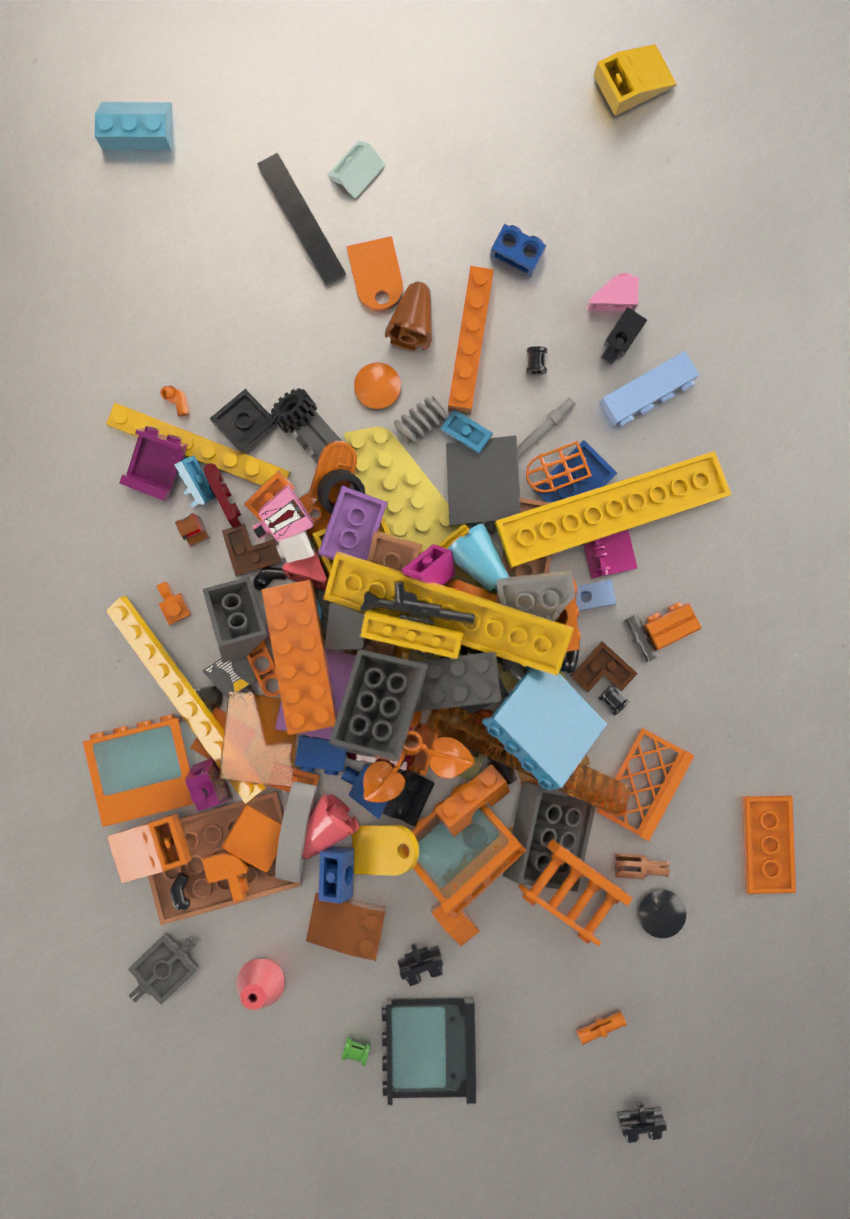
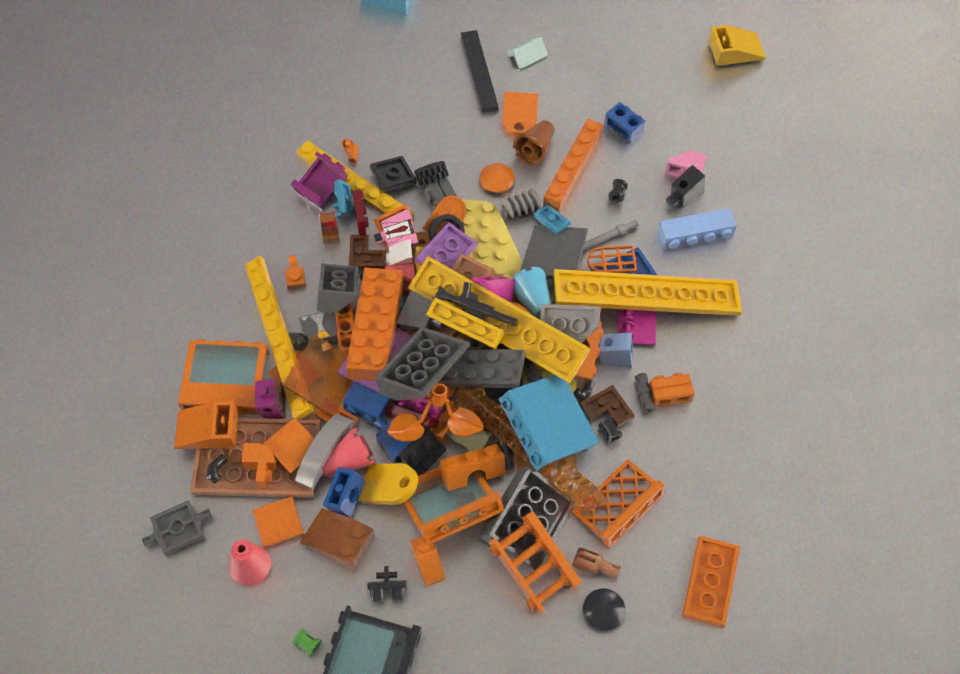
camera: 20 degrees right, 25 degrees down
(273, 925) = (278, 522): none -> orange tile

